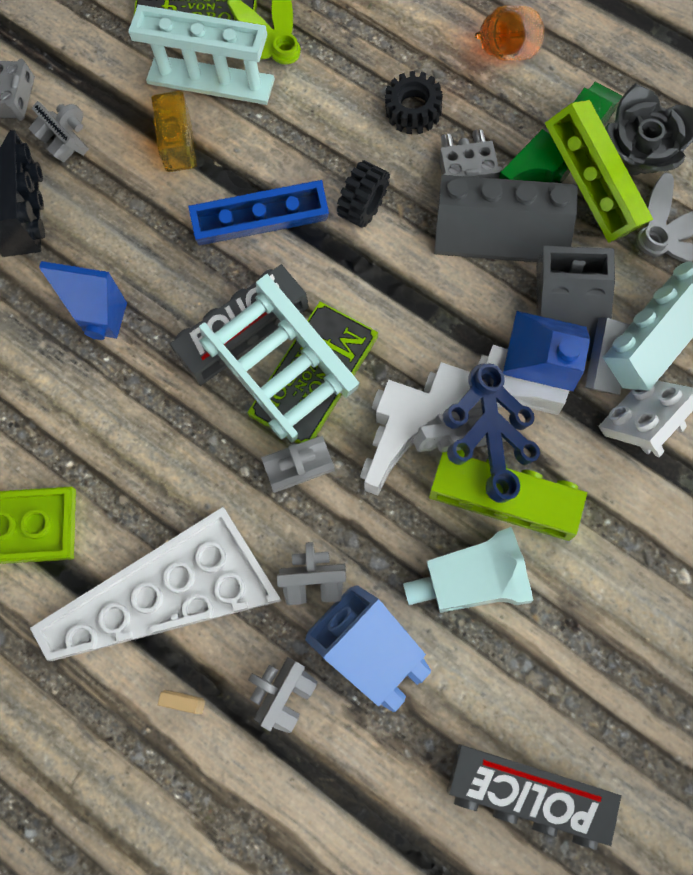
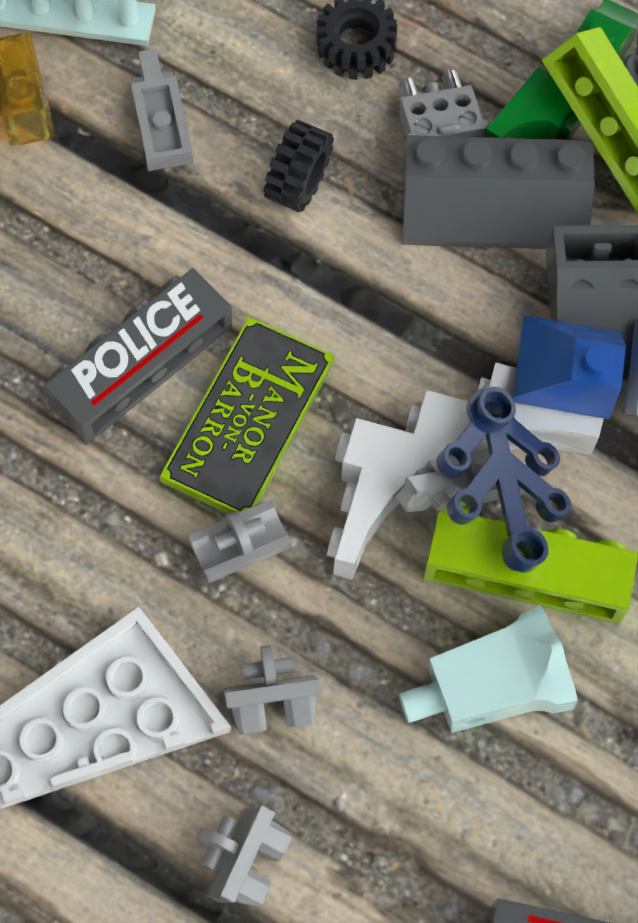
camera: 15 degrees left, 5 degrees down
(181, 702) = (104, 877): tan tile -> none
(259, 212) = (154, 198): blue brick -> none
(270, 153) = (160, 115): none -> light grey hinge
(292, 326) = (216, 352): light aqua fence -> none
(368, 647) = (360, 781): medium blue hips -> none

